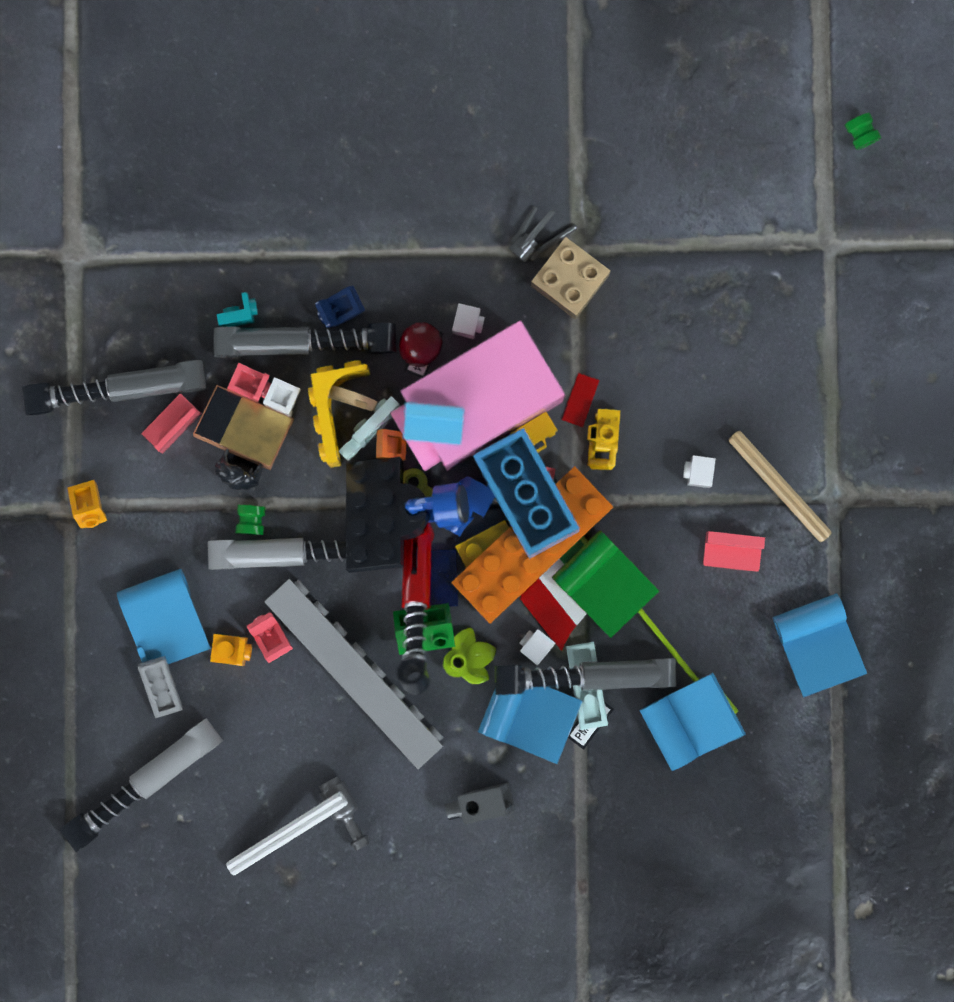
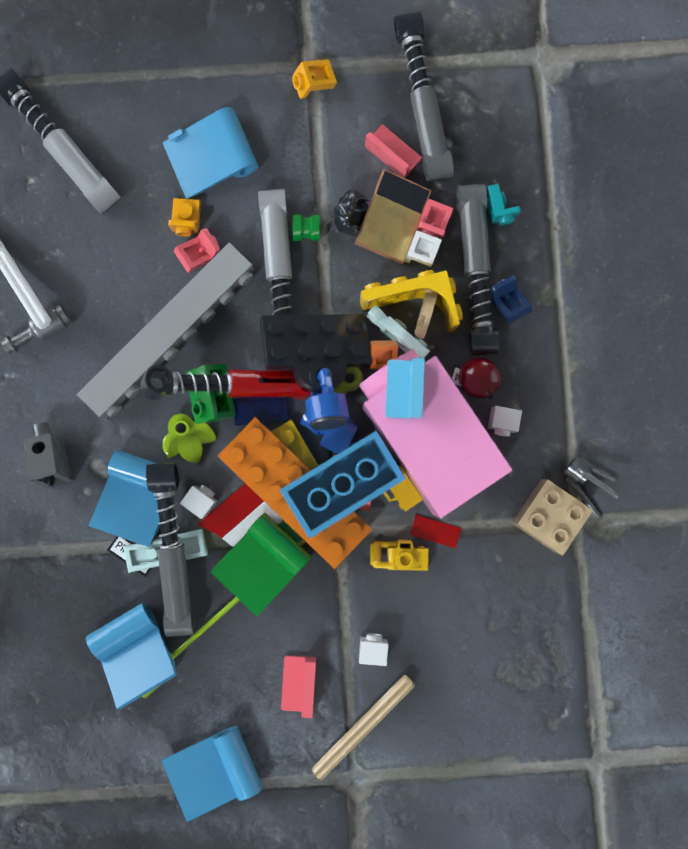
camera: 75 degrees right, 0 degrees up
(160, 687) = (147, 153): light grey plate -> none

